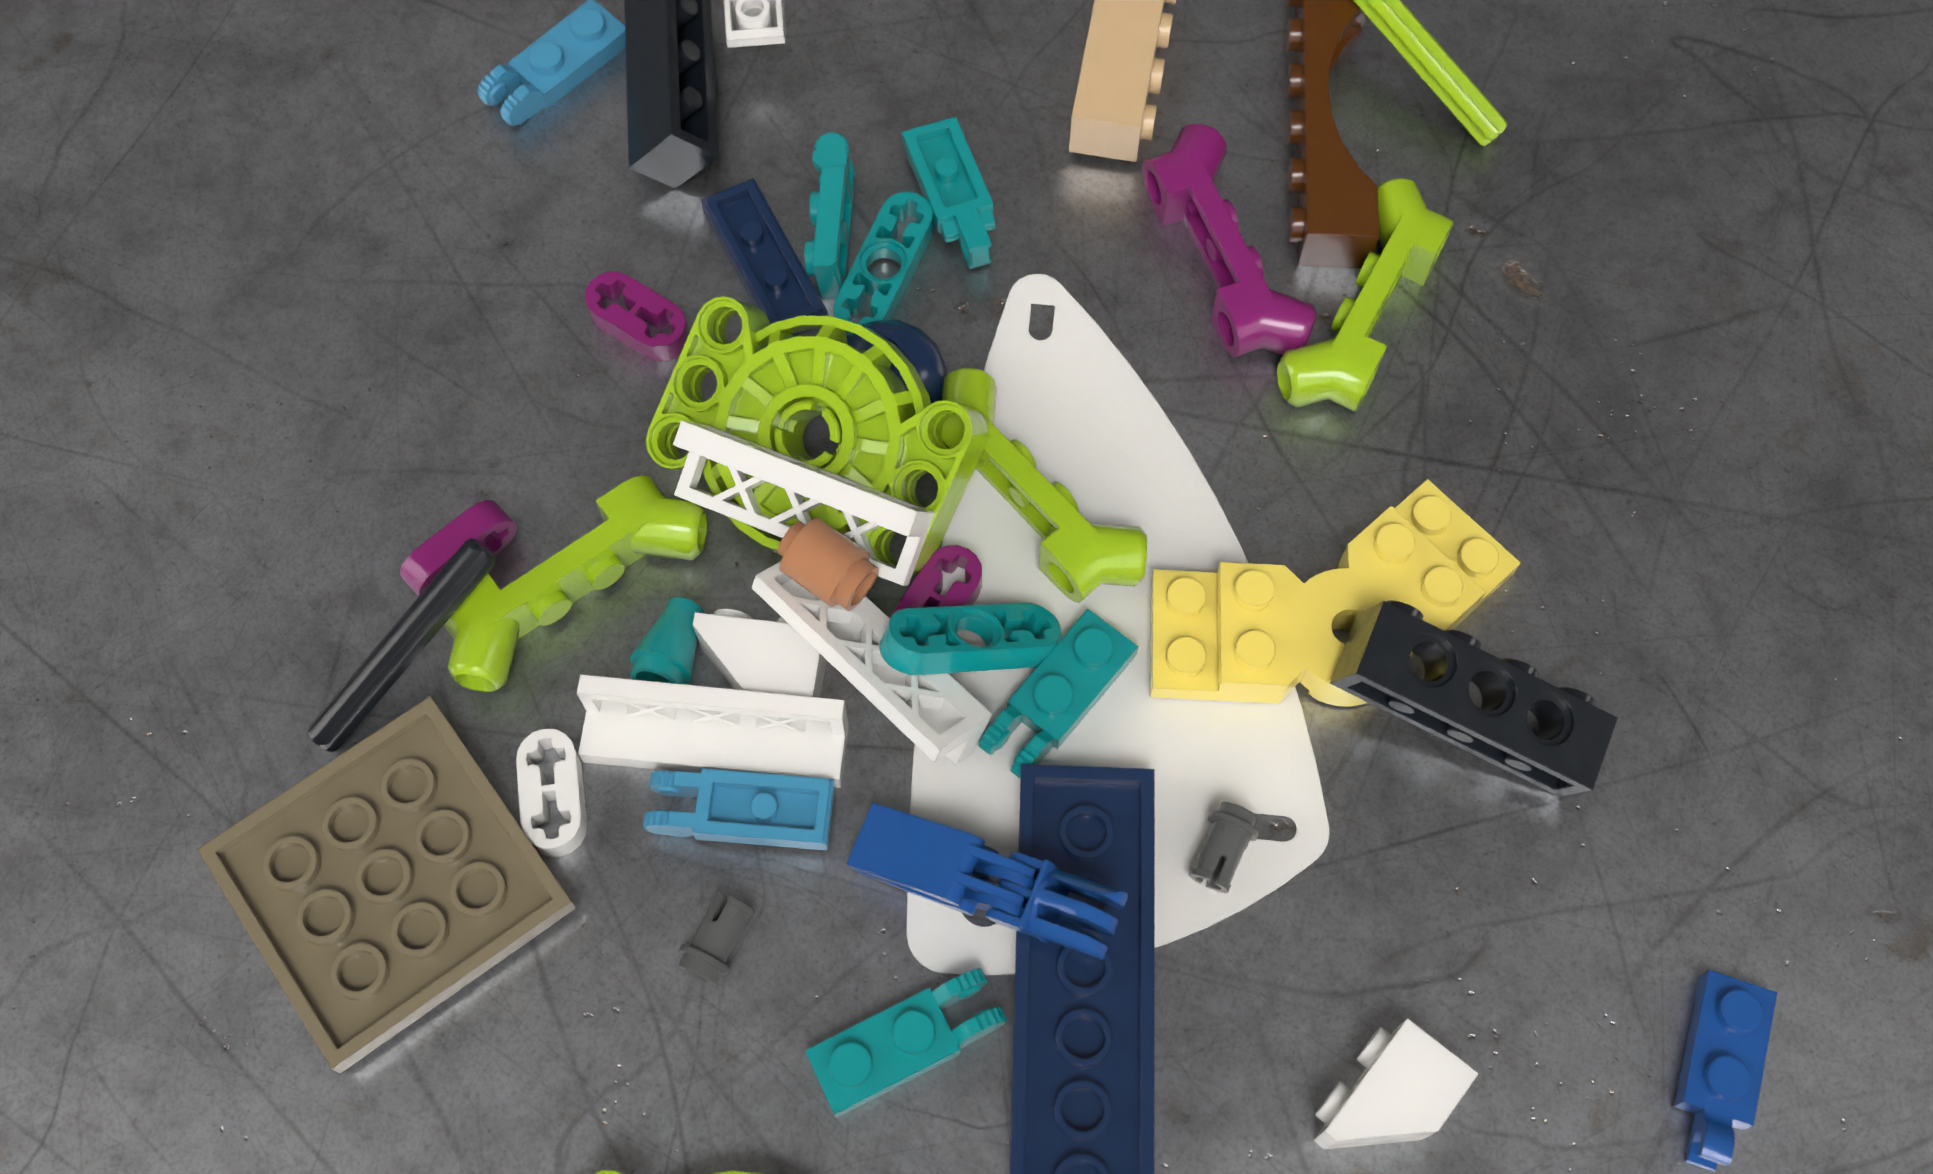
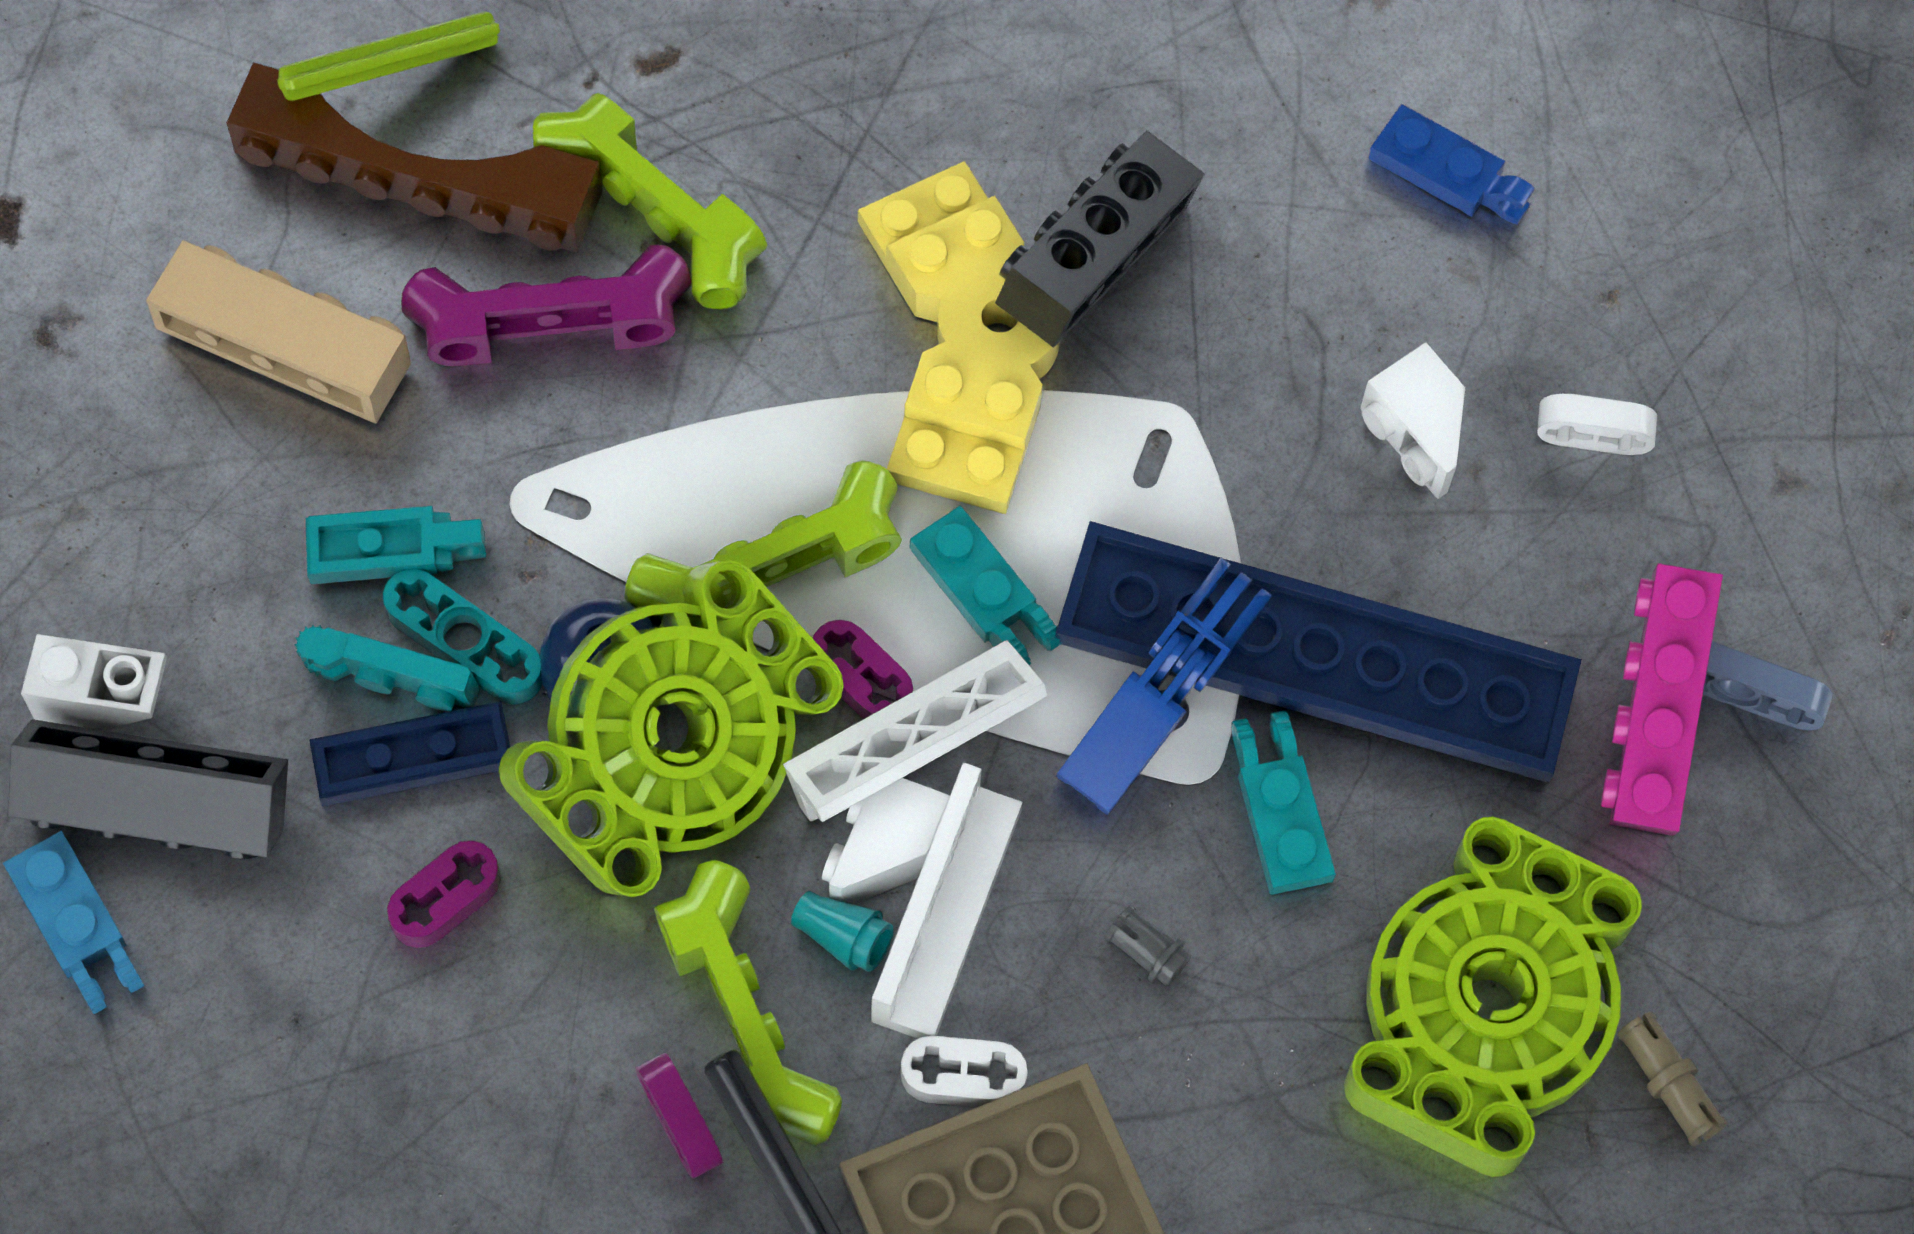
camera: 80 degrees left, 0 degrees up
(746, 808) = (1029, 889): dark azure hinge -> none
(797, 479) = (737, 741): white fence -> none
(827, 563) = (829, 737): nougat brick -> none
(928, 642) = (934, 658): teal beam -> none
(1224, 846) = (1171, 487): dark grey pin -> none

